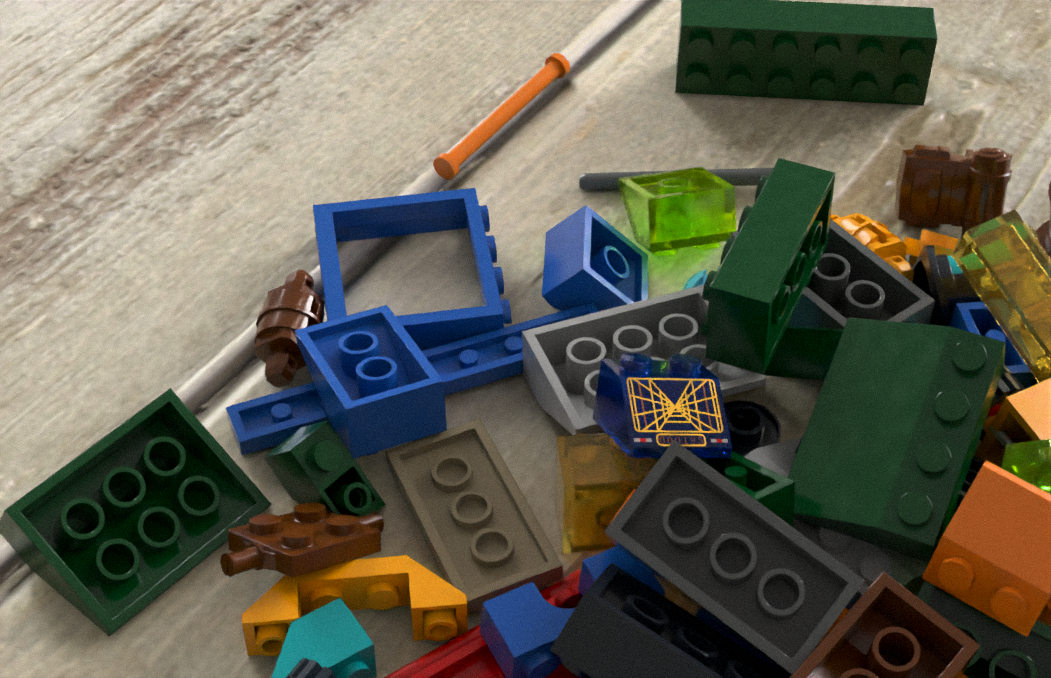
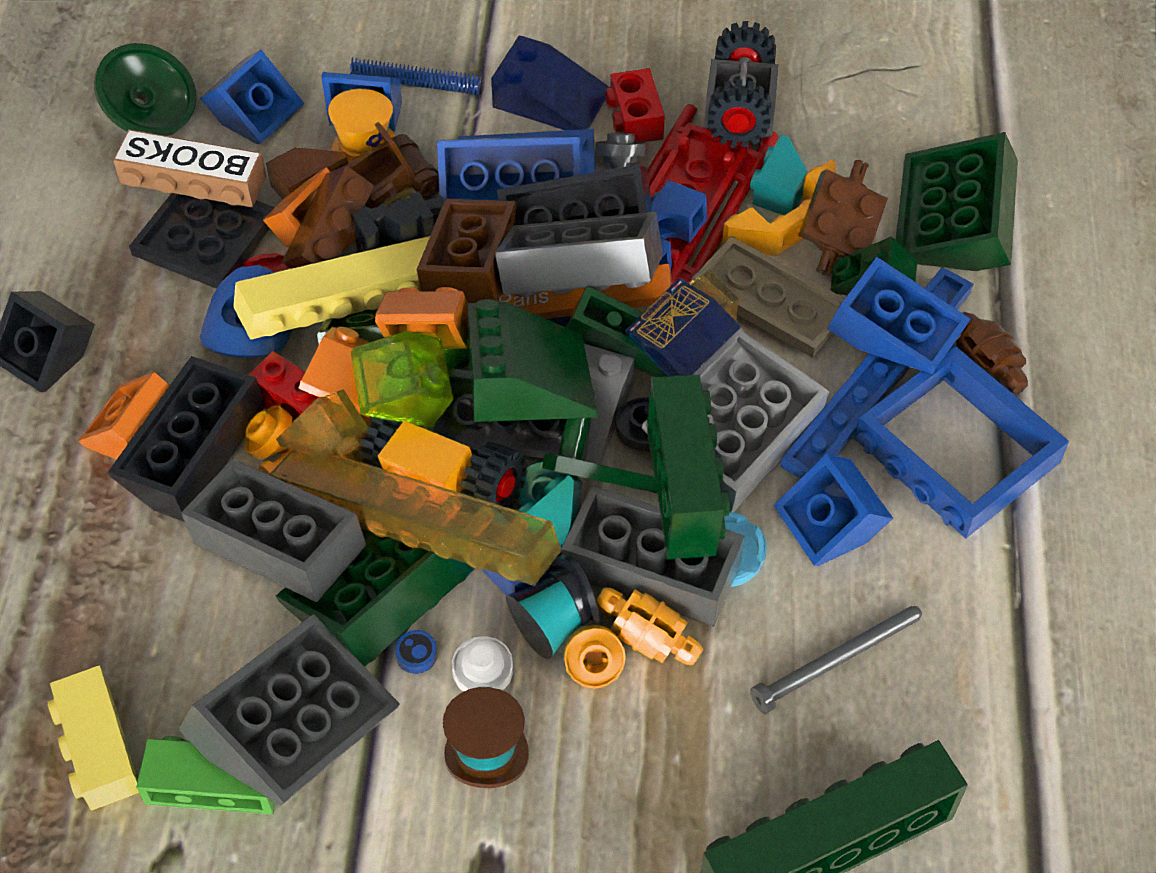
camera: 150 degrees right, 10 degrees up
(448, 163) = (1041, 732): orange bar -> none
(679, 209) = (819, 597): clear neon green slope -> none
(951, 187) = (607, 719): reddish brown piece -> none

